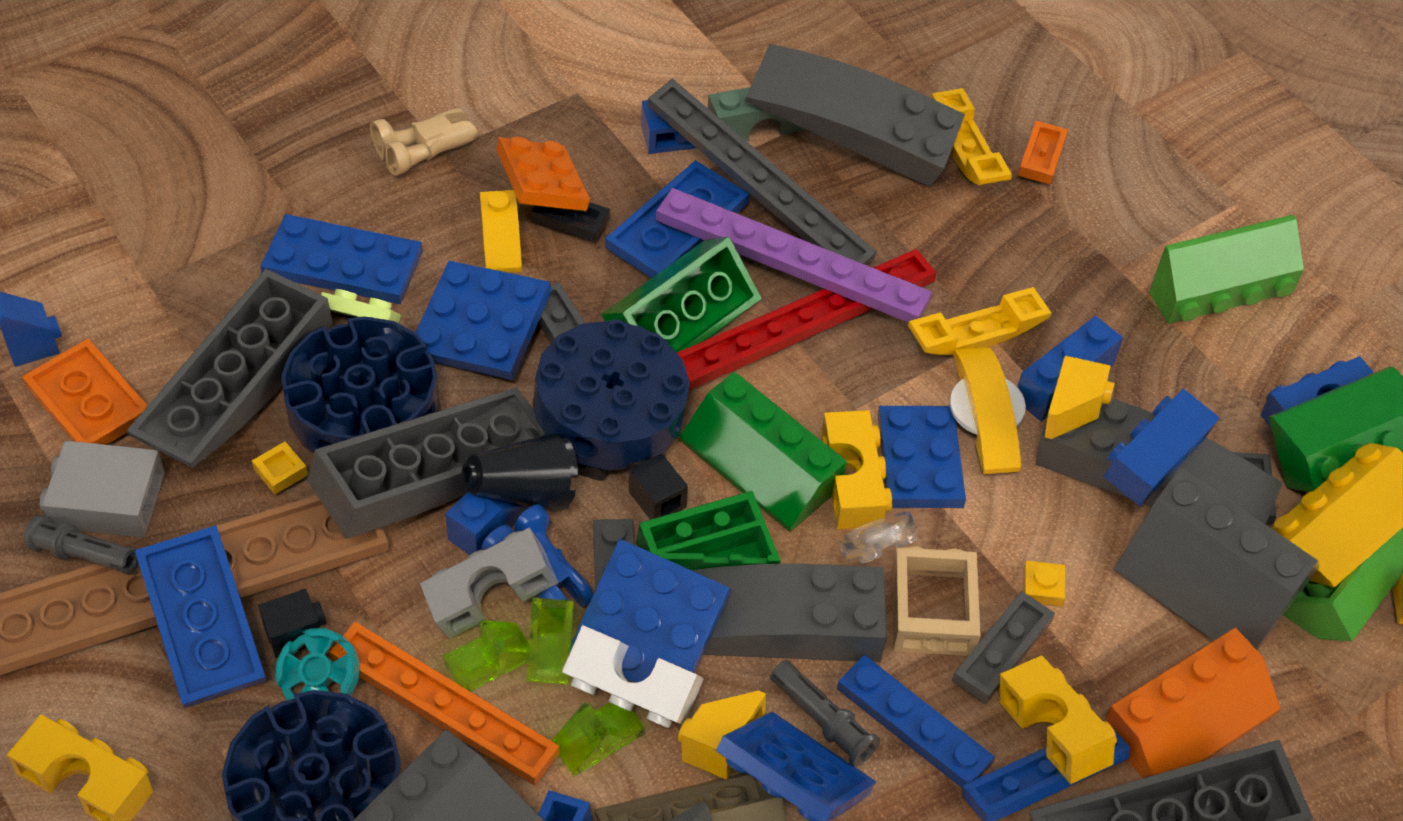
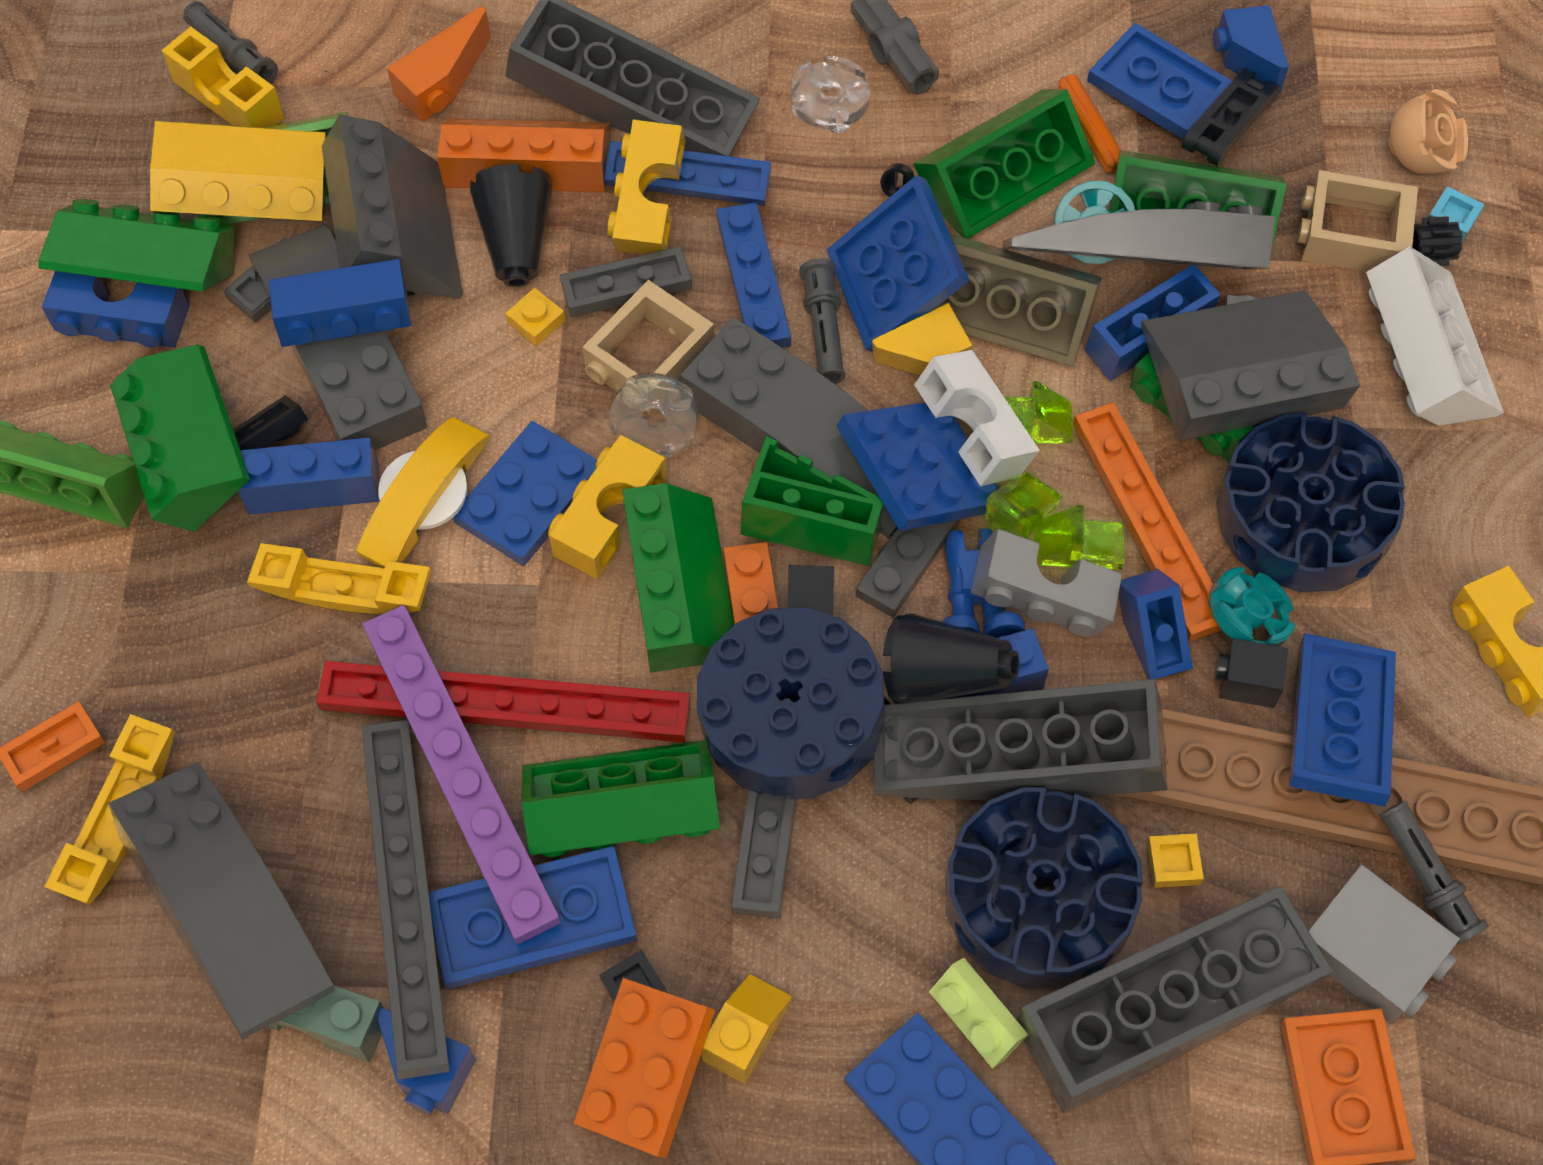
camera: 140 degrees left, 10 degrees up
(394, 616) = (1156, 623): none -> blue slope
(482, 318) = (851, 912): blue plate -> none
(706, 478) = (749, 580): none -> orange plate
(1078, 395) = (365, 390): yellow slope -> none
(1131, 628) = (513, 219): none -> black cone
(1134, 376) = (270, 425): none -> black plate
(1173, 325) = (179, 436): none -> green slope
(1333, 735) = (437, 69): none -> orange slope

